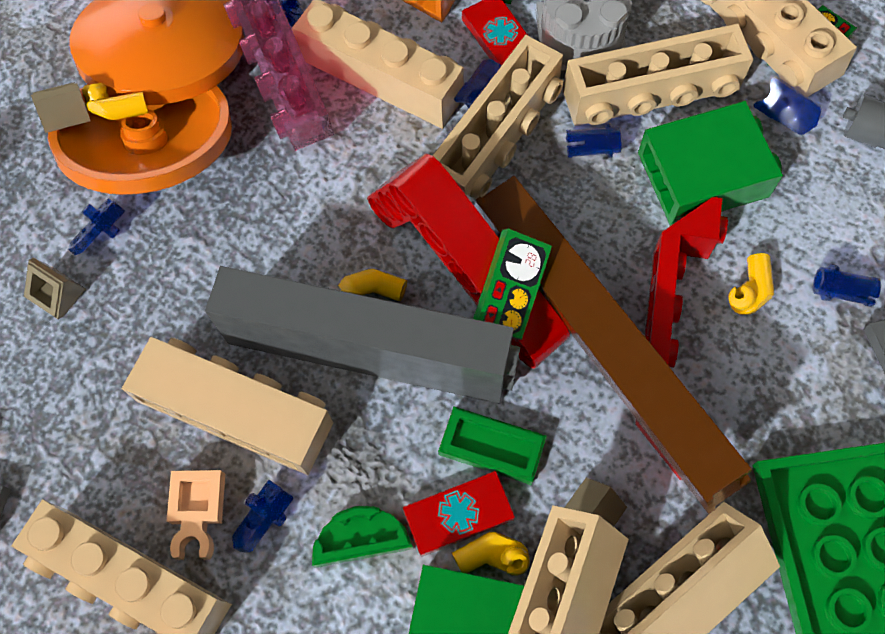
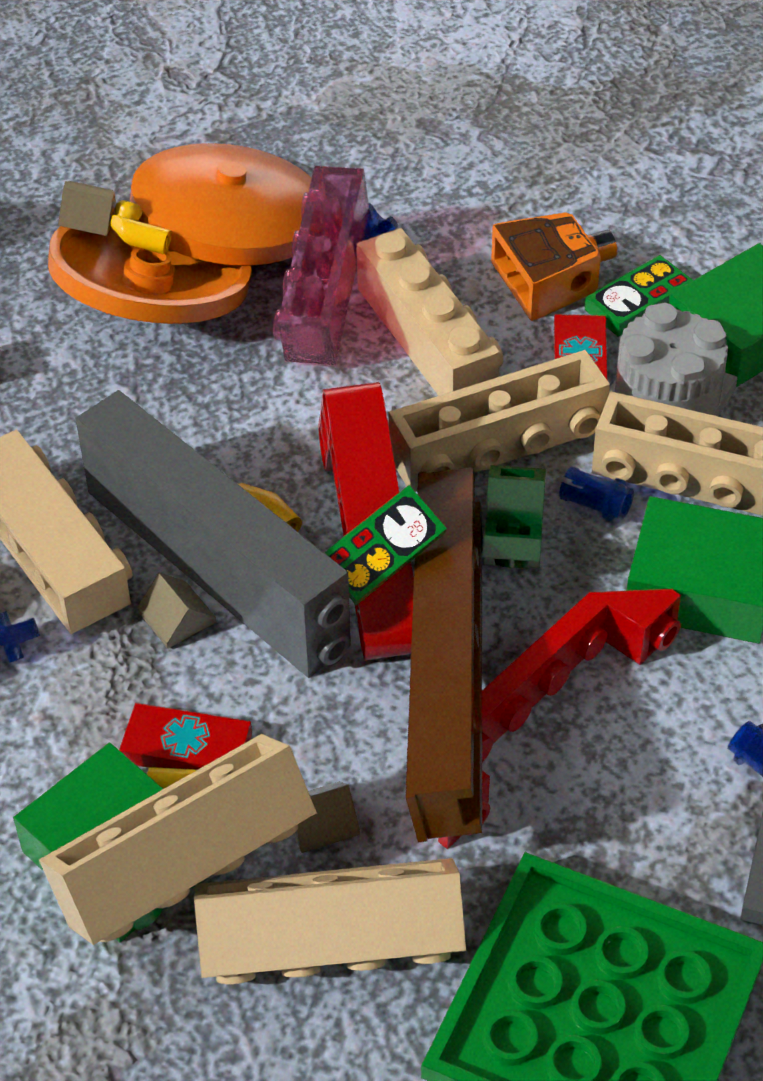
camera: 30 degrees right, 20 degrees down
(101, 220) = (54, 328): clear blue piece -> none
(358, 535) = (74, 708): green tile -> none
(370, 409) = (174, 610): none -> dark tan slope
(492, 445) = (269, 700): green tile -> none
(560, 191) = (514, 517): none -> dark green brick
(755, 291) = (667, 714): yellow arm -> none

